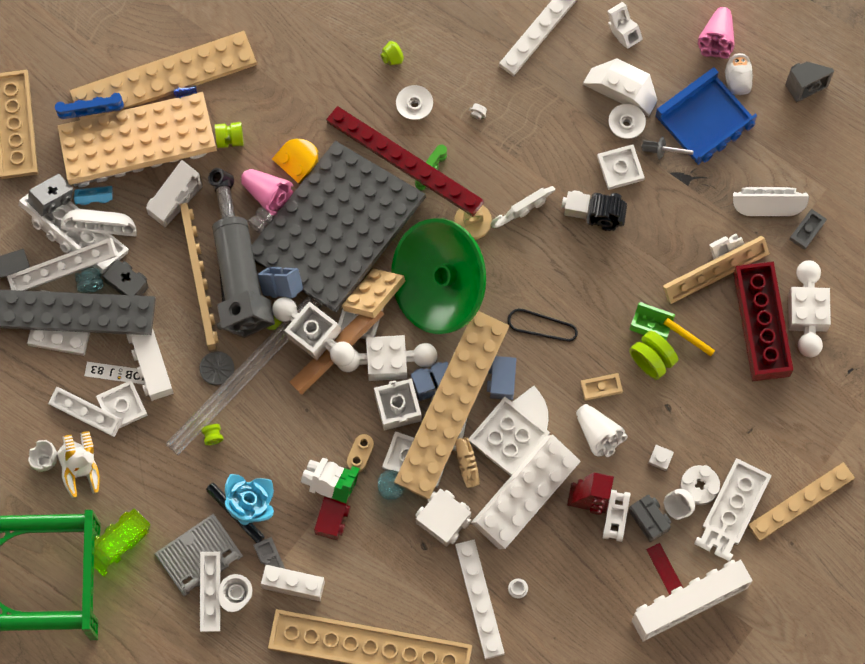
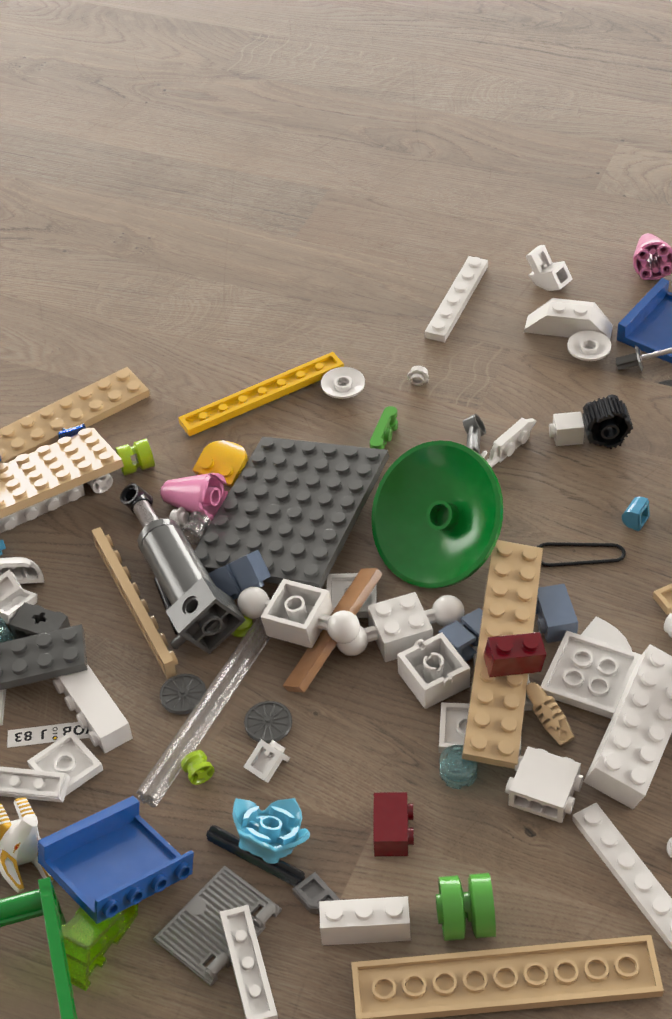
camera: 10 degrees left, 25 degrees down
(139, 495) = (112, 860): none -> blue panel
(177, 189) = (87, 511): white wedge -> none
(234, 592) = (284, 954): white piece -> none
(250, 206) = (180, 516): none -> white plate
(261, 441) = (266, 759): none -> white bracket
(271, 409) = (268, 721): none -> dark grey wheel
(330, 479) = (375, 776): white hips -> none
(346, 93) = (258, 394): none -> yellow plate
(360, 452) = (403, 740): tan plate -> none
(366, 594) = (476, 905): none -> bright green wheel
(373, 293) = (360, 559): tan plate -> none
(392, 54) = (302, 347): lime cone -> none
(405, 161) = (346, 428): dark red plate -> none
(452, 418) = (514, 654): none -> dark red brick
(487, 223) = (475, 429): none -> dark grey piece
(597, 304) = (636, 513): none -> dark azure brick
(620, 167) = (600, 383): white plate -> none

